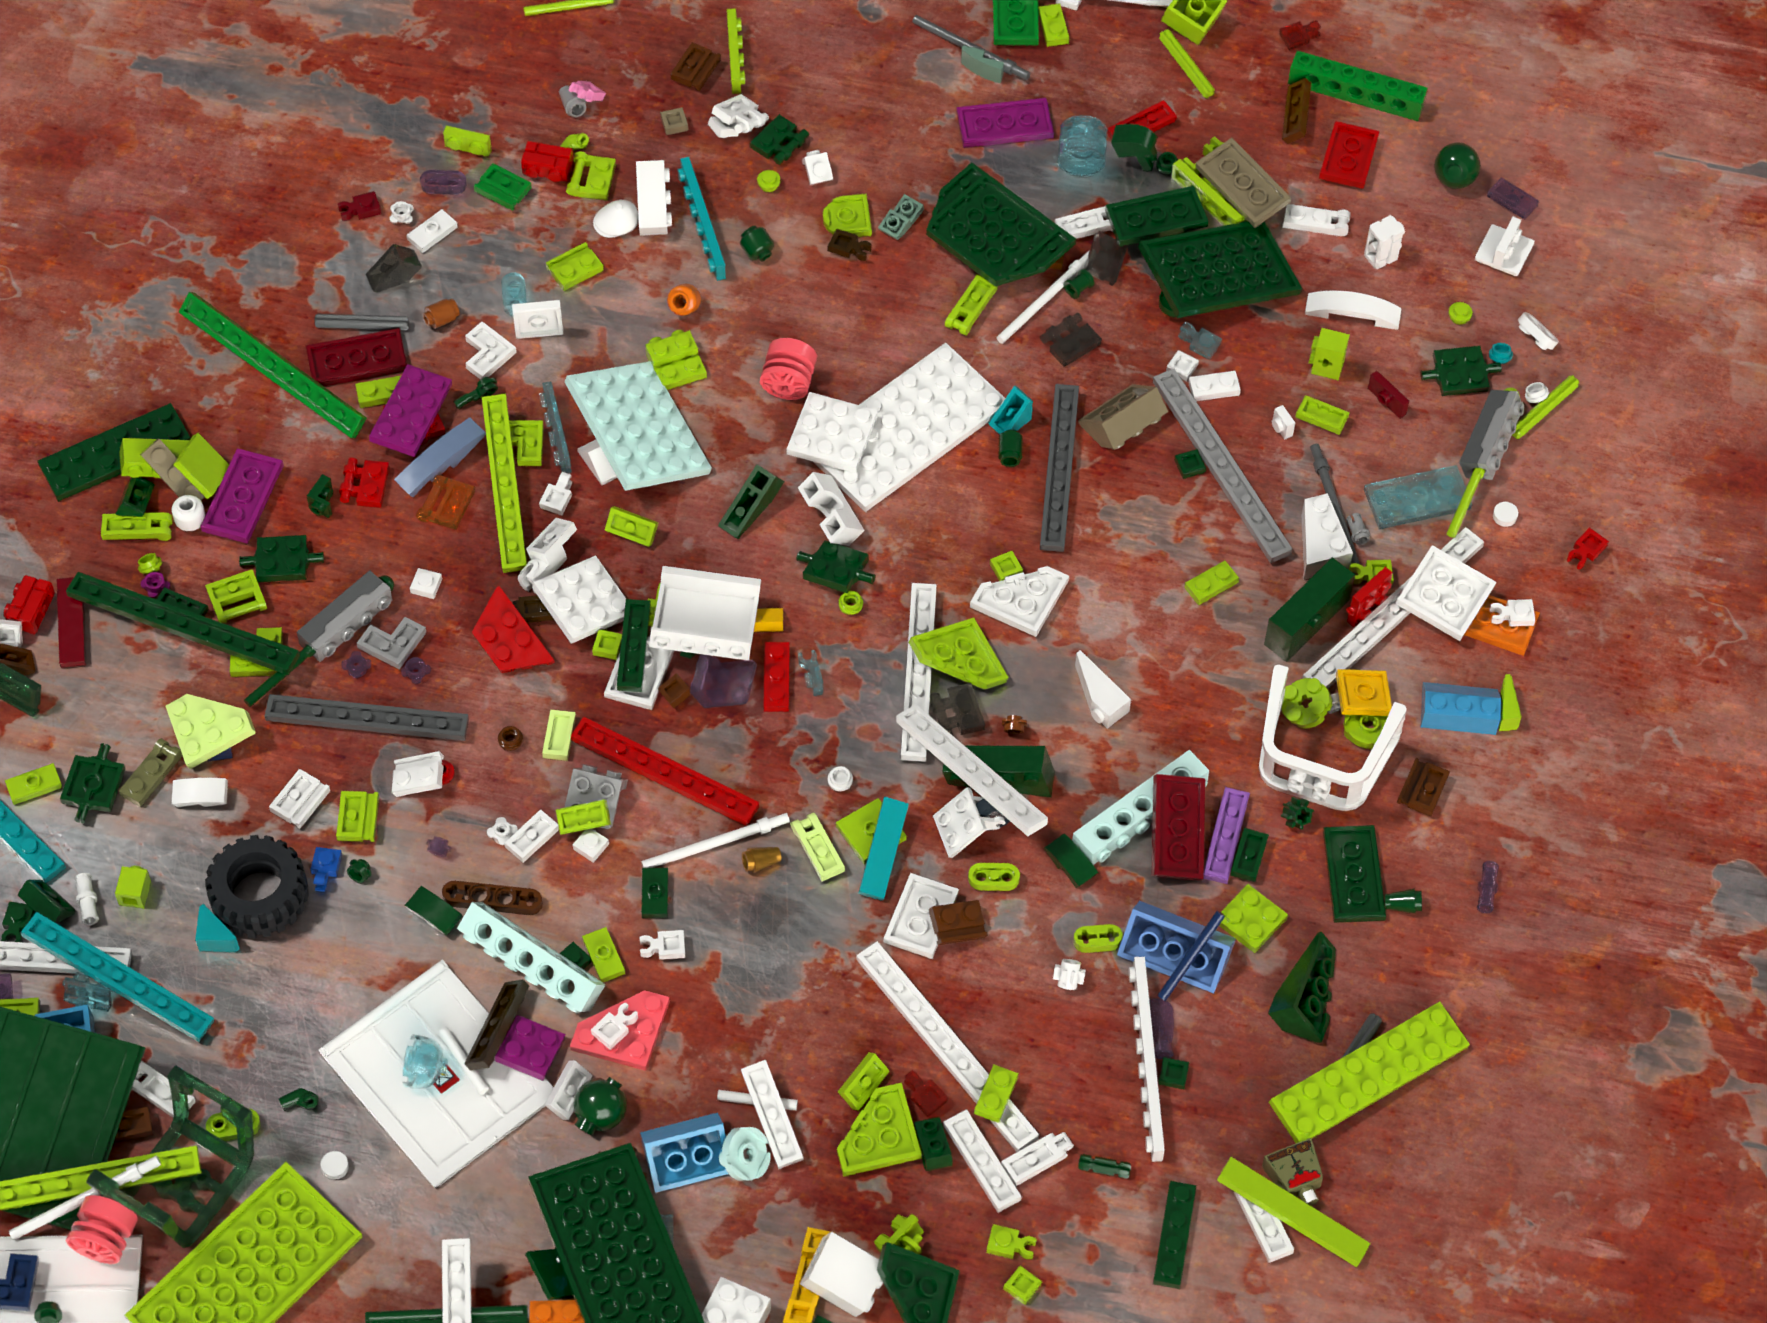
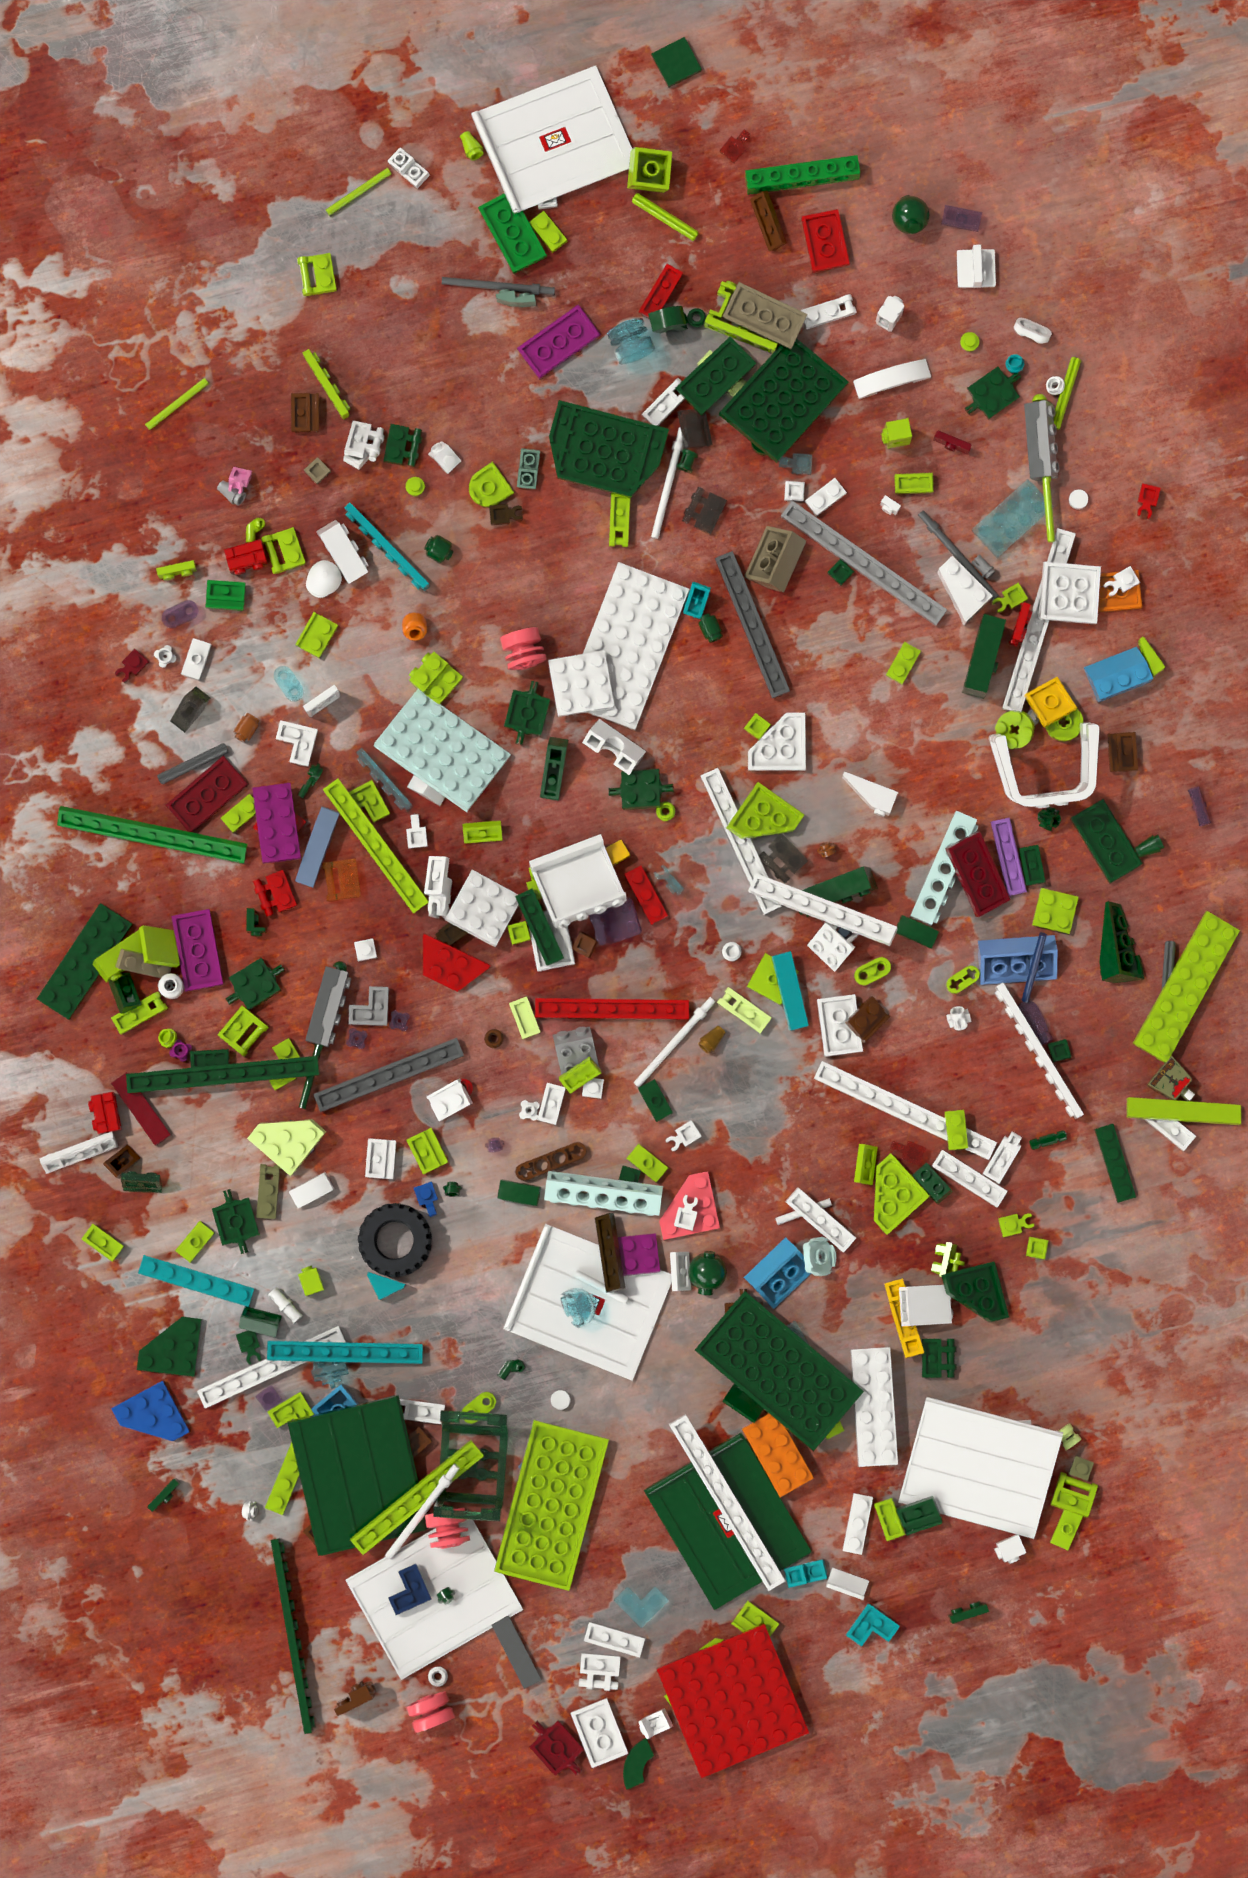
camera: 25 degrees left, 25 degrees up
(755, 437) = (527, 712): none -> dark green plate

